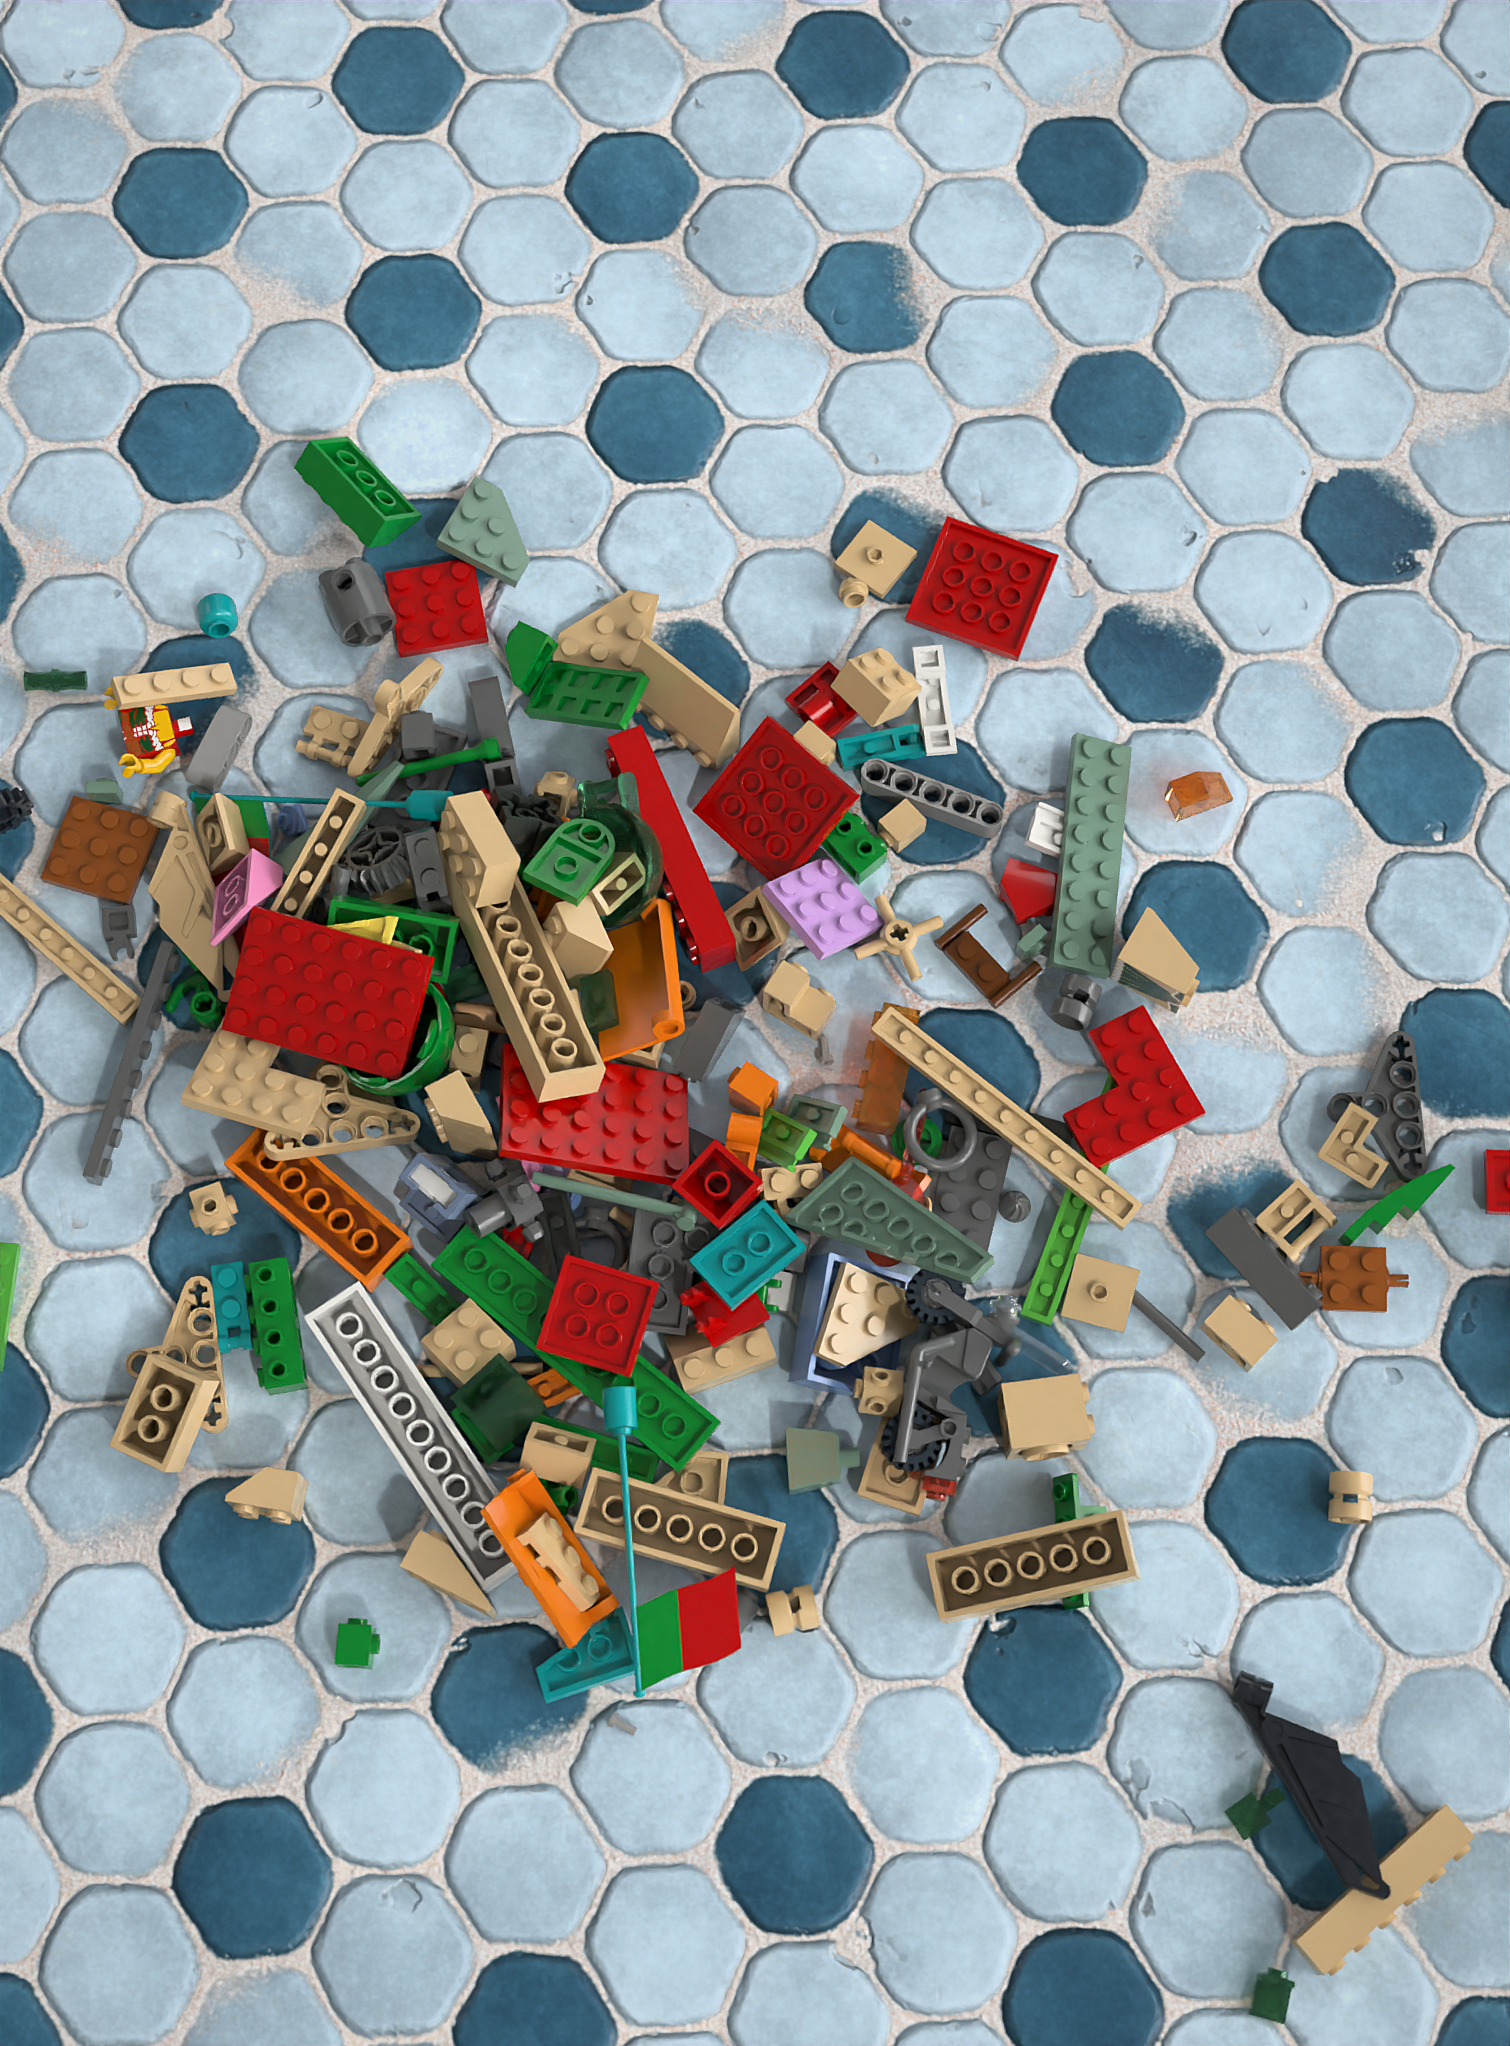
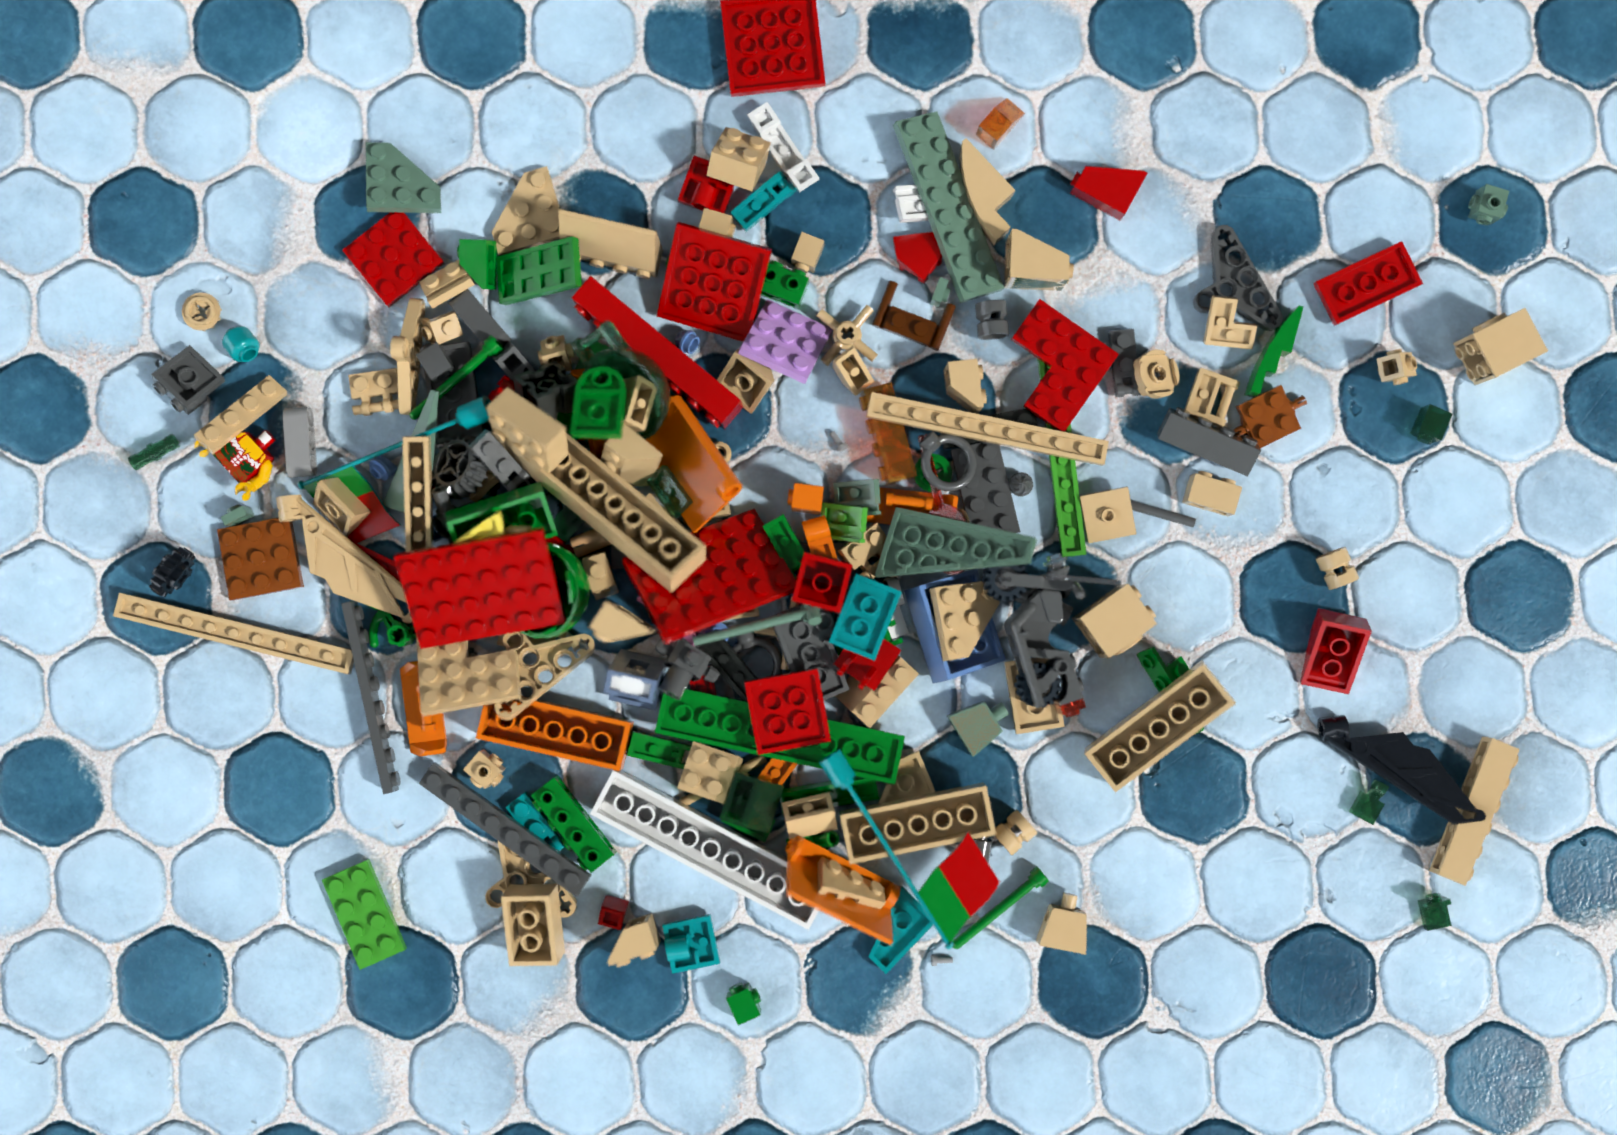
camera: 30 degrees left, 15 degrees up
(119, 927) = (305, 605): dark grey plate -> none
(136, 624) = (187, 380): none -> dark grey plate
(174, 1125) = (425, 733): none -> orange piece
(184, 557) = (191, 310): none -> tan gear
(196, 1290) = (505, 829): none -> dark grey plate
(246, 886) = (379, 543): bright pink slope -> none
(262, 1453) = (613, 912): none -> red slope
(333, 1540) = (691, 943): none -> teal plate
(356, 490) = (286, 197): green slope -> none
(357, 603) = (336, 285): dark grey cylinder -> none
(437, 1565) = (773, 930): tan slope -> none
(446, 705) = (441, 328): none -> tan bracket
(477, 661) = (446, 284): none -> tan plate
(700, 1123) = (785, 542): none -> green hinge
(708, 1038) = (755, 475): dark grey slope -> none
(712, 855) = (687, 341): none -> medium blue plate
(789, 1685) = (1035, 879): none -> green piece
(794, 1760) = (1064, 926): none -> tan torso
(796, 1002) = (802, 417): tan brick -> none
(853, 592) = (683, 93): tan plate -> none
(876, 559) = (685, 59): tan plate -> none
(879, 1391) = (1000, 662): tan brick -> none
(881, 974) = (852, 371): none -> tan slope
(940, 810) = (828, 213): light grey beam -> none
(1005, 1052) = (964, 385): none -> tan slope
(1142, 860) = (985, 191): none -> tan slope
(1210, 1130) = (1122, 368): none -> dark grey plate
(1224, 1162) = (1145, 378): none -> tan plate
(1288, 925) = (1108, 188): none -> red slope
(1298, 1598) = (1335, 650): none -> red slope

